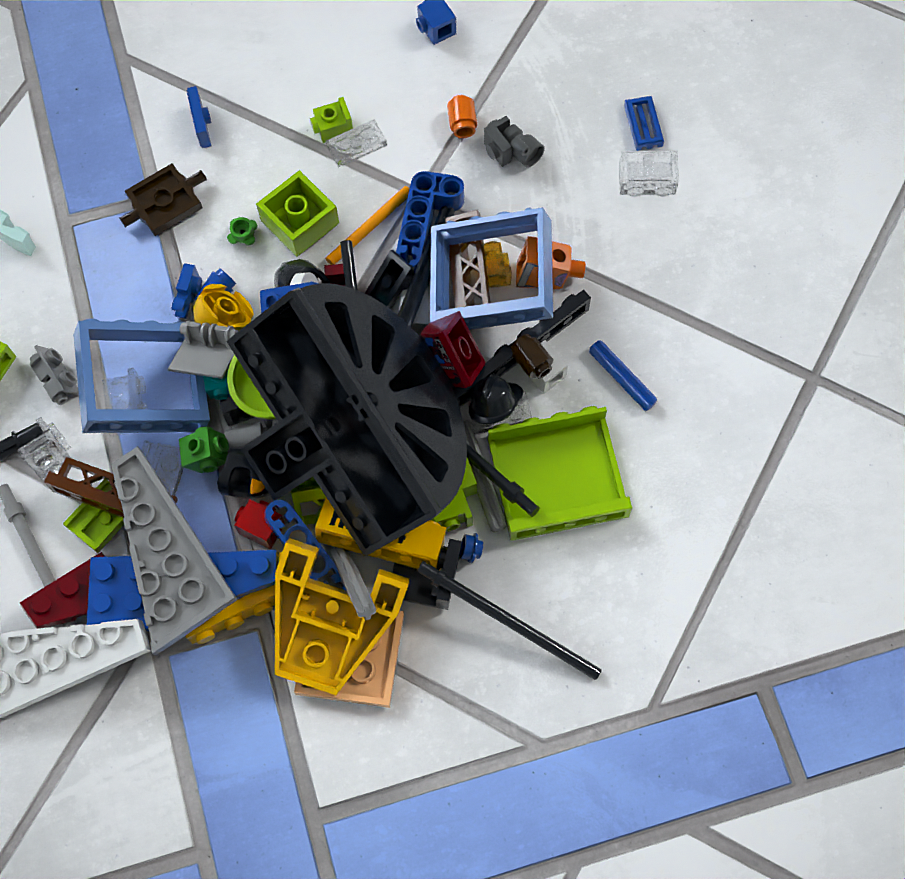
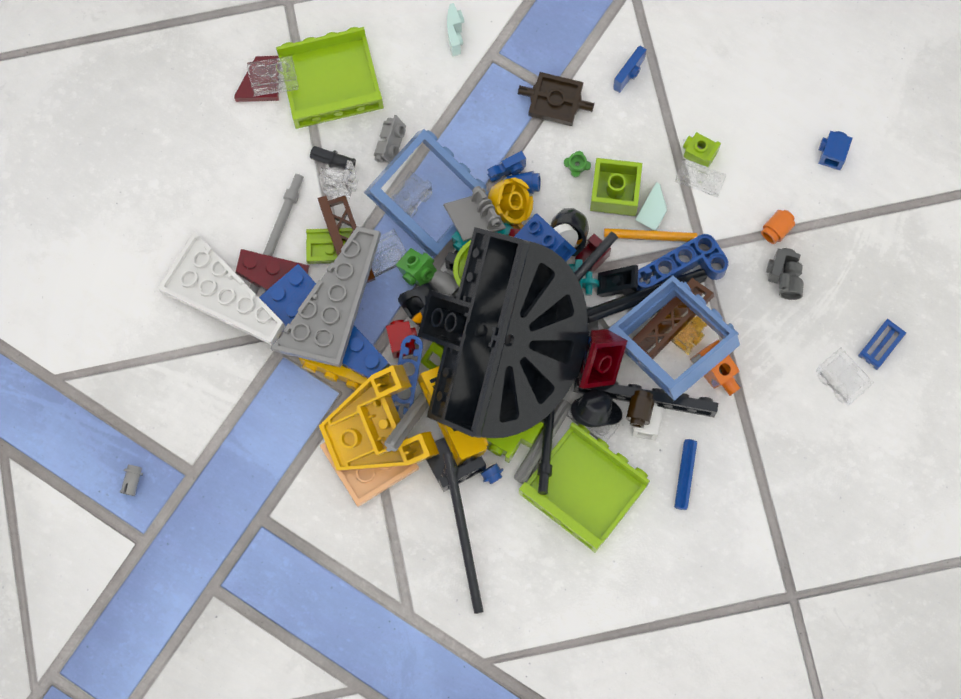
camera: 50 degrees right, 5 degrees up
(348, 202) = (653, 209): none -> light aqua slope

